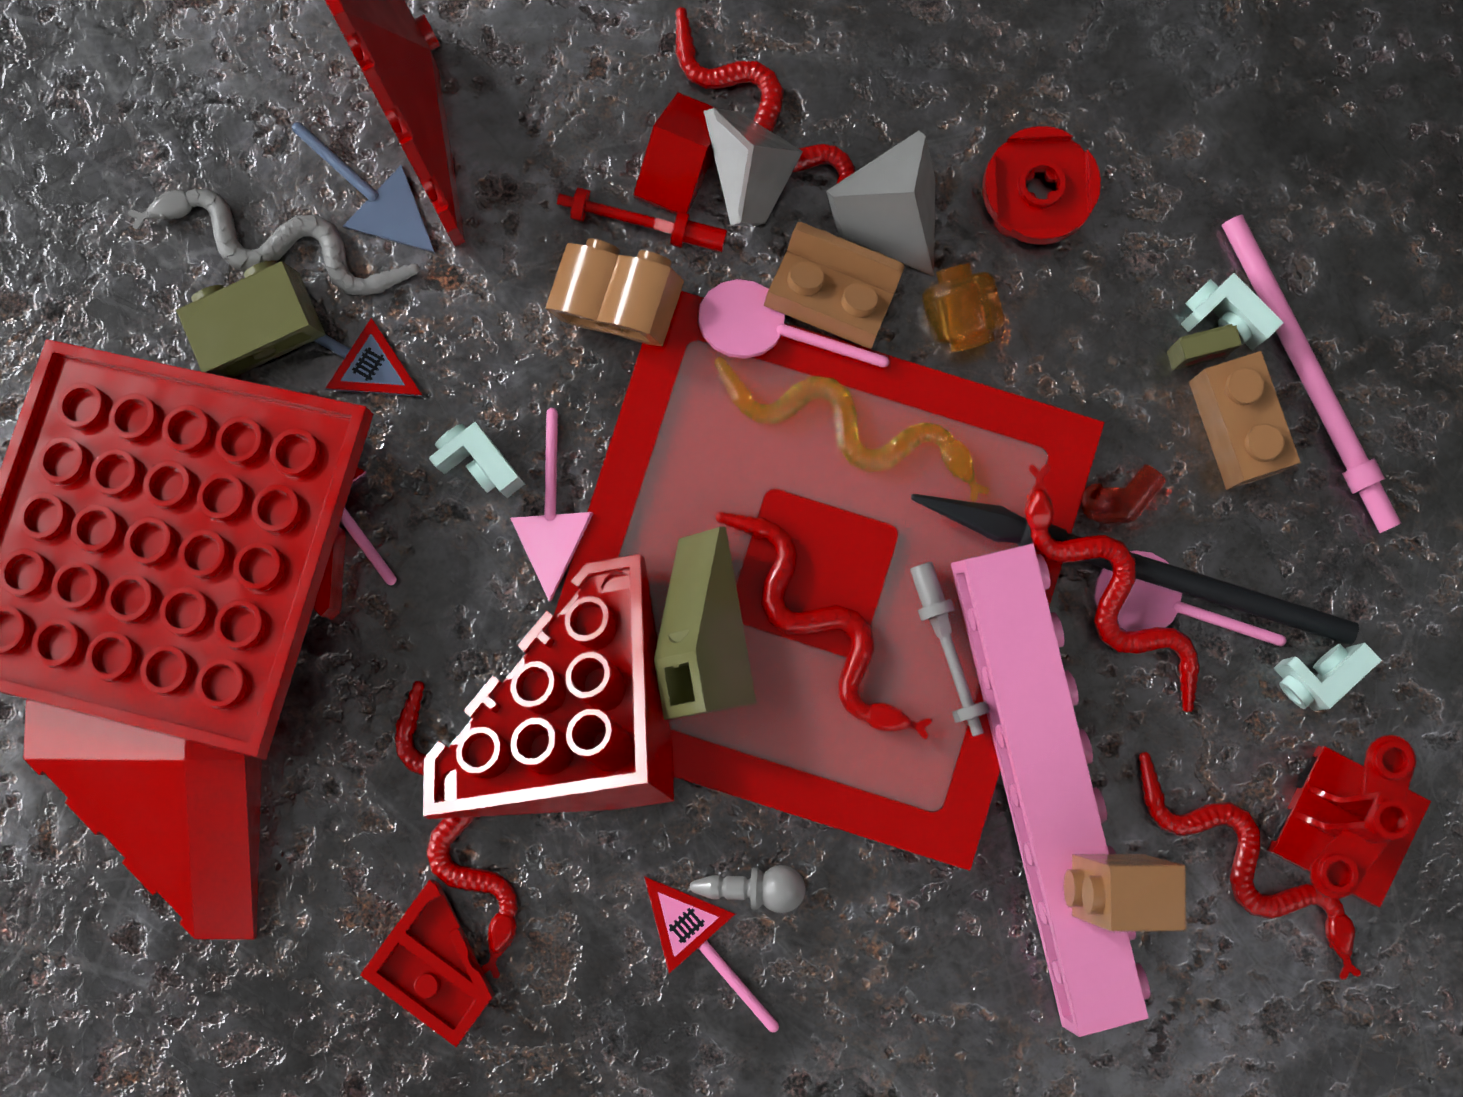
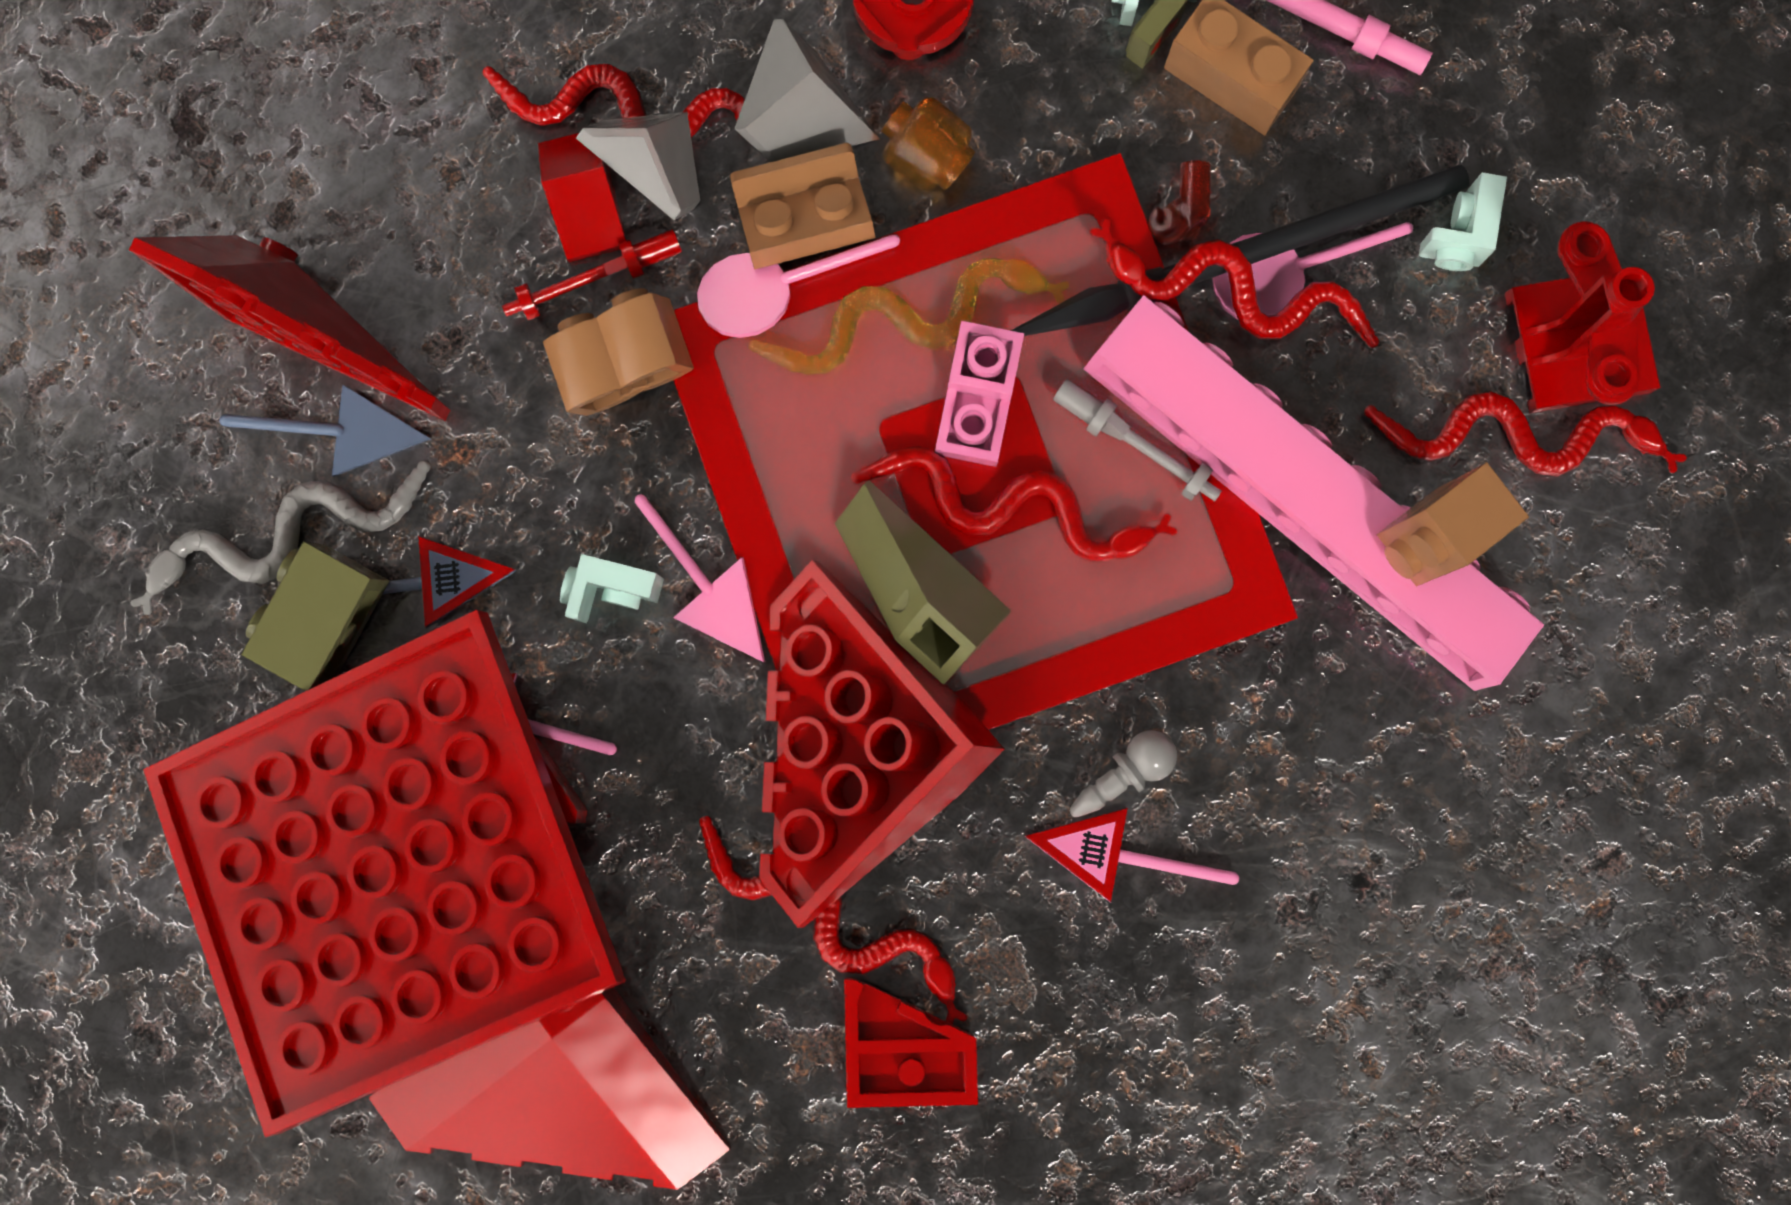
camera: 35 degrees left, 0 degrees up
(858, 523) = (979, 393): none -> bright pink slope

